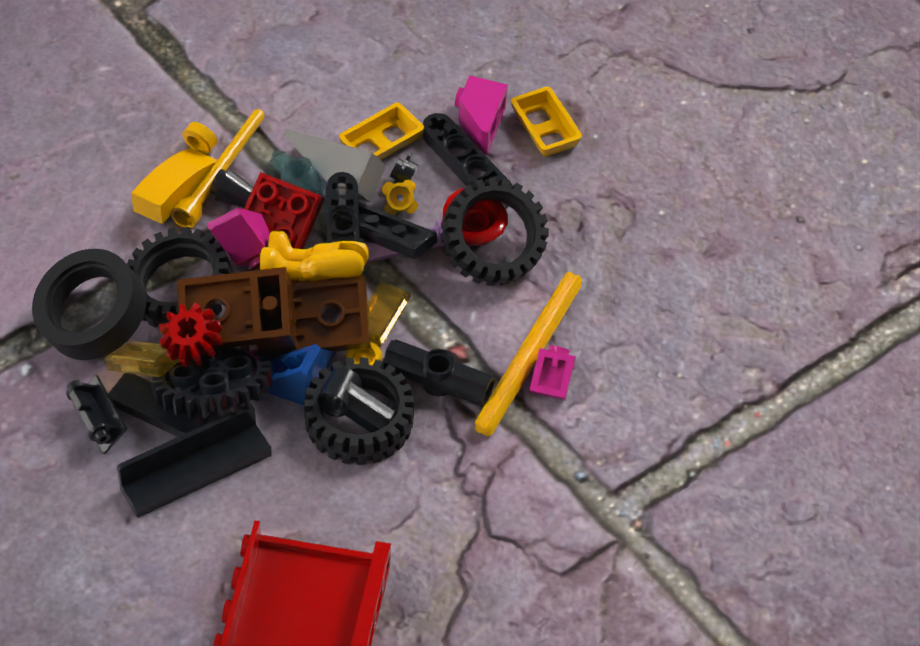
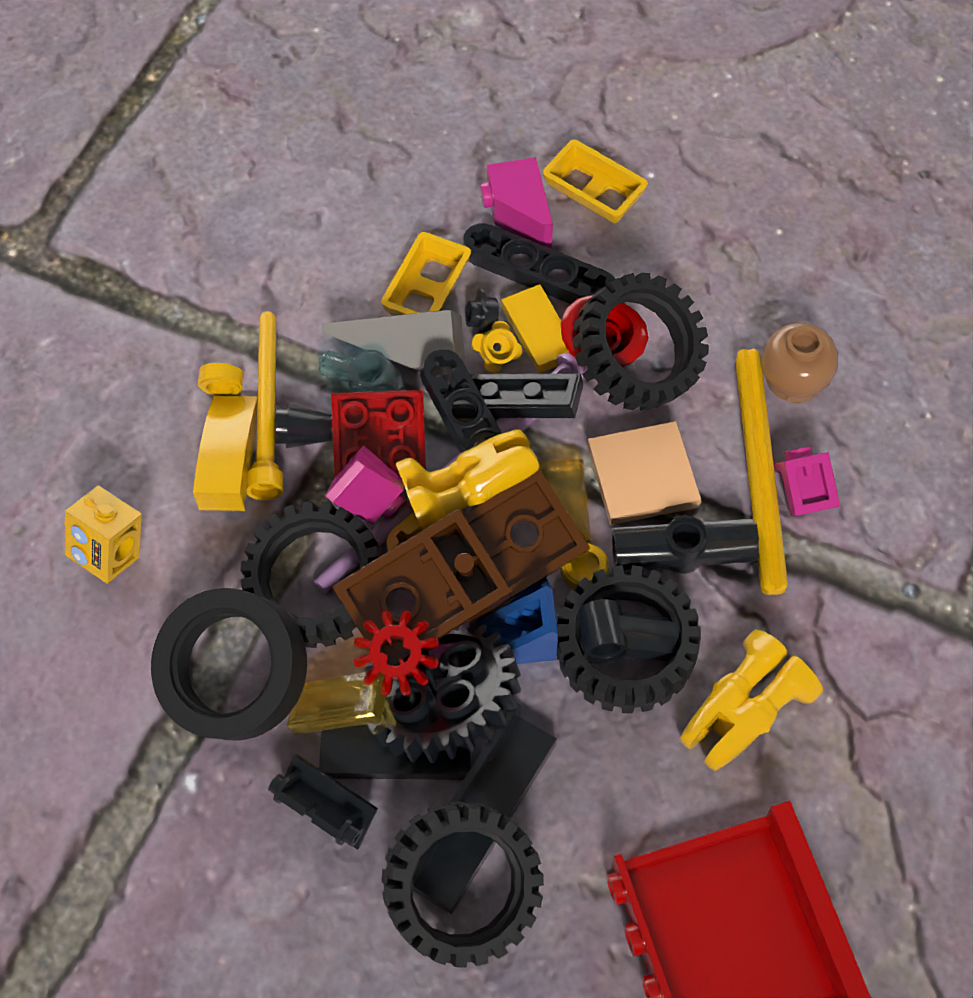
camera: 25 degrees left, 10 degrees up
(60, 195) = (102, 534): none -> yellow head
(118, 453) = (510, 921): none -> black tyre
(398, 487) = (744, 718): none -> yellow piece
(436, 189) = (535, 326): none -> yellow tile
(443, 318) = (643, 473): none -> light nougat tile
(601, 295) = (799, 361): none -> medium nougat piece

